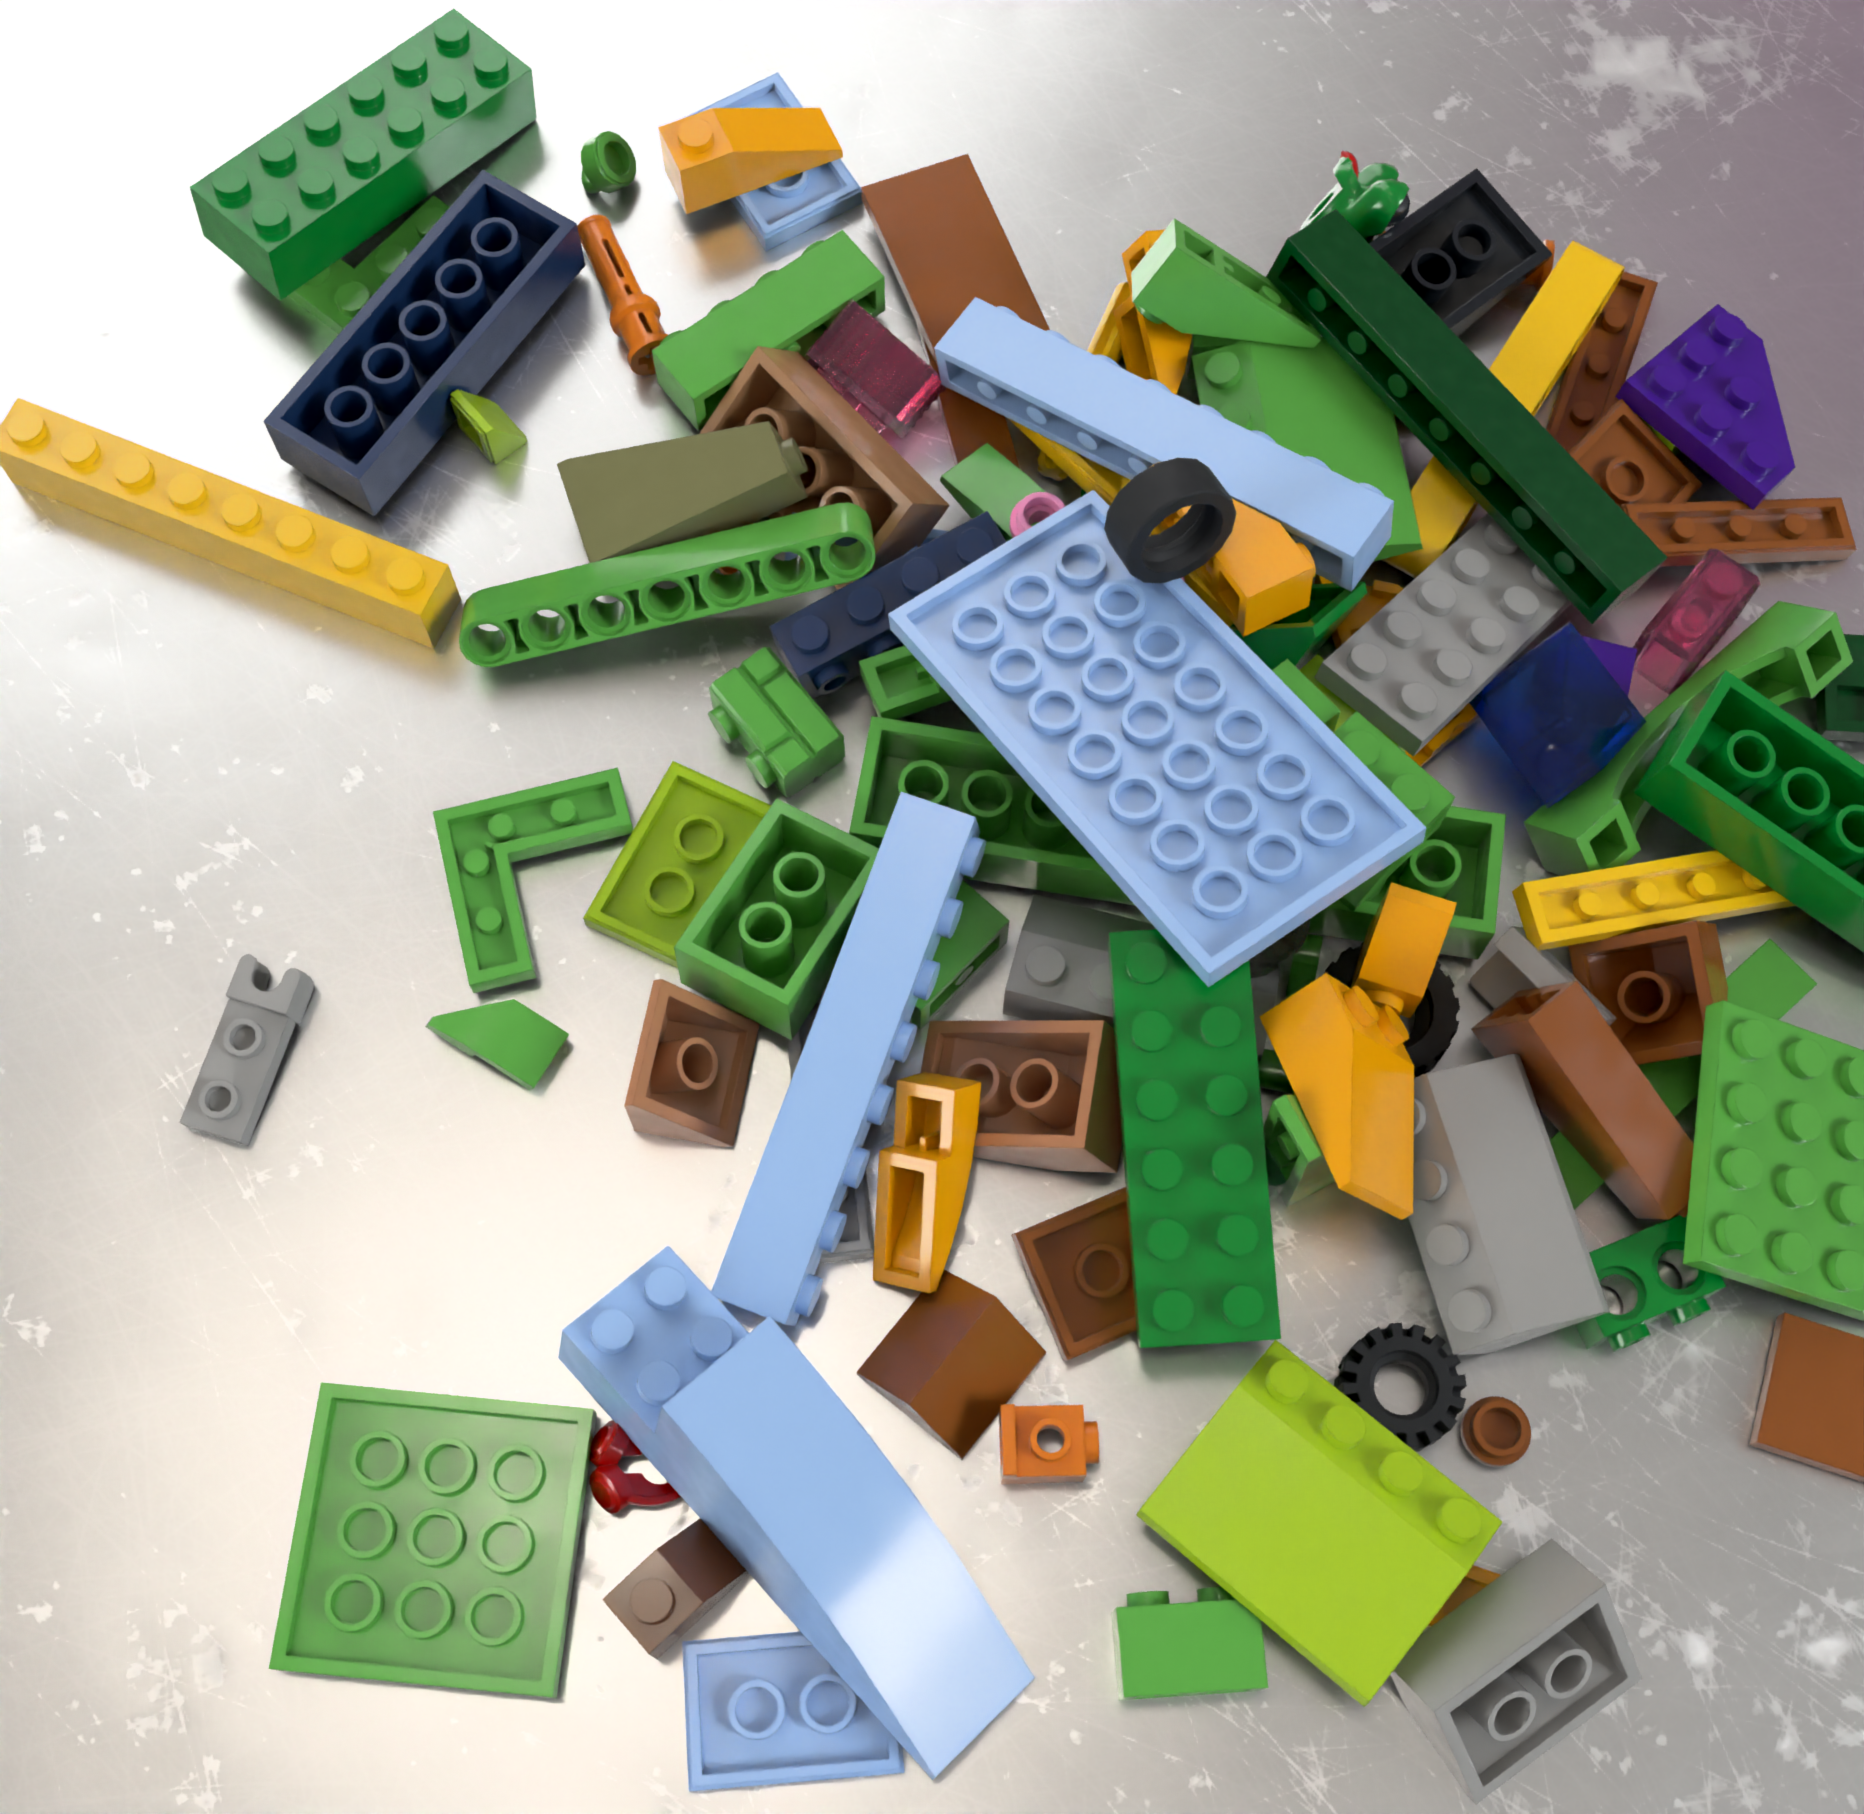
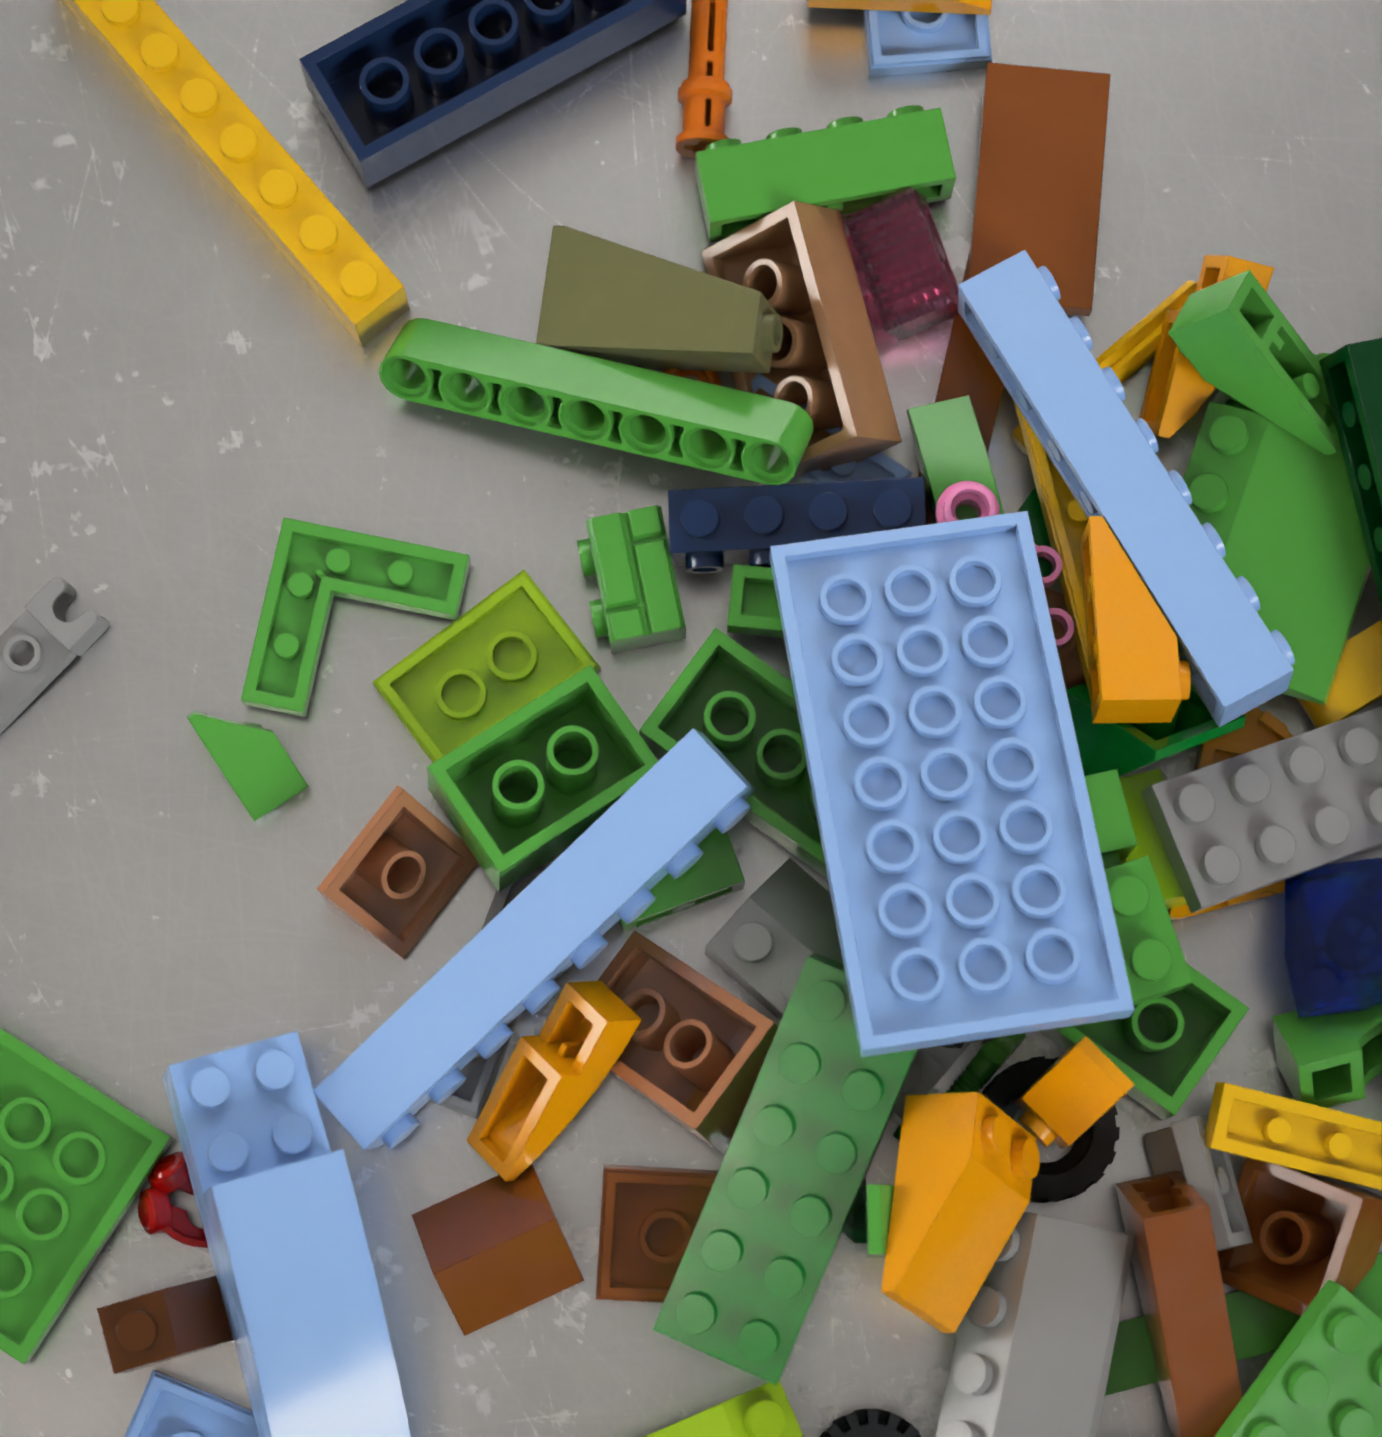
camera: 25 degrees right, 10 degrees up
(487, 426) = (515, 144): lime slope -> none
(1027, 1463) = (512, 1358): orange brick -> none
(1151, 499) = (1064, 595): black tyre -> none

